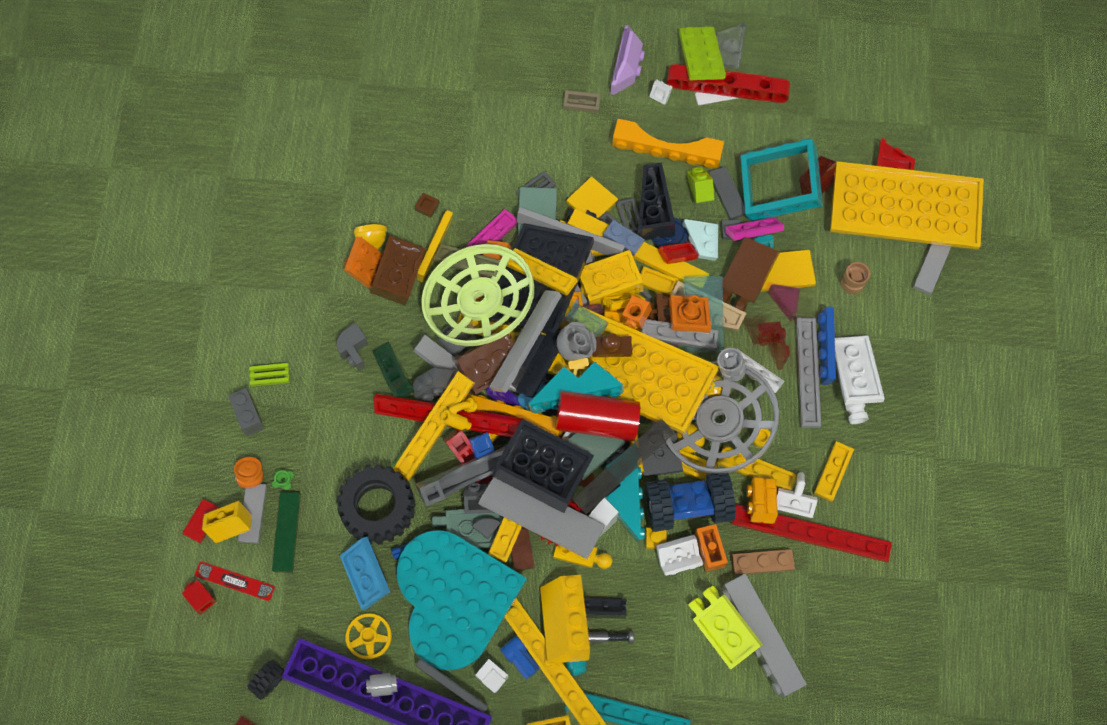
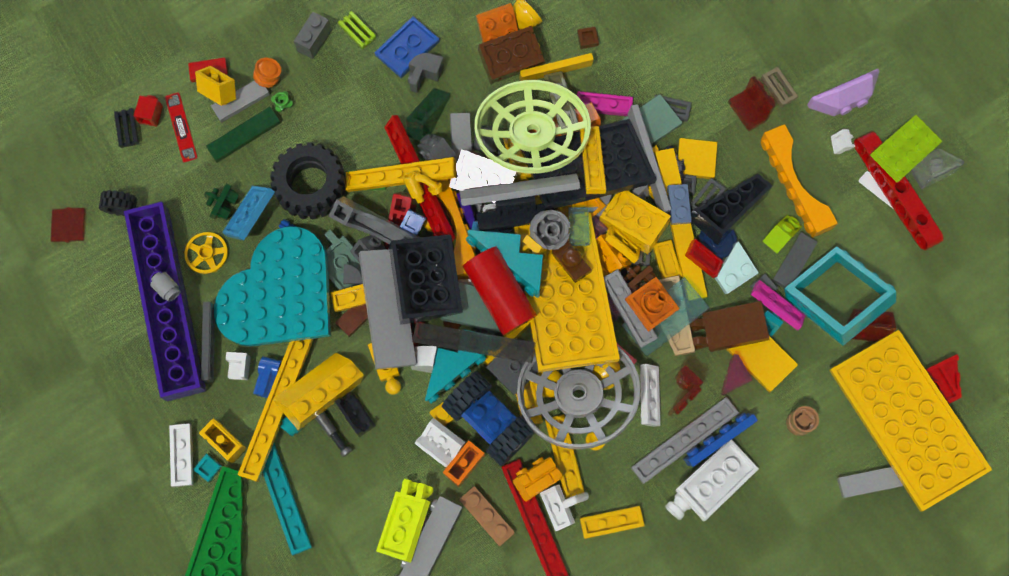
camera: 55 degrees right, 5 degrees up
(182, 620) = (124, 114): none -> black tile
(318, 346) = (405, 44): none -> blue tile
(330, 592) = (226, 194): none -> dark green hips
(582, 128) = (753, 104): none -> clear red bracket
(636, 304) = (620, 252): orange brick -> none
(731, 364) = (627, 367): light grey wheel -> none

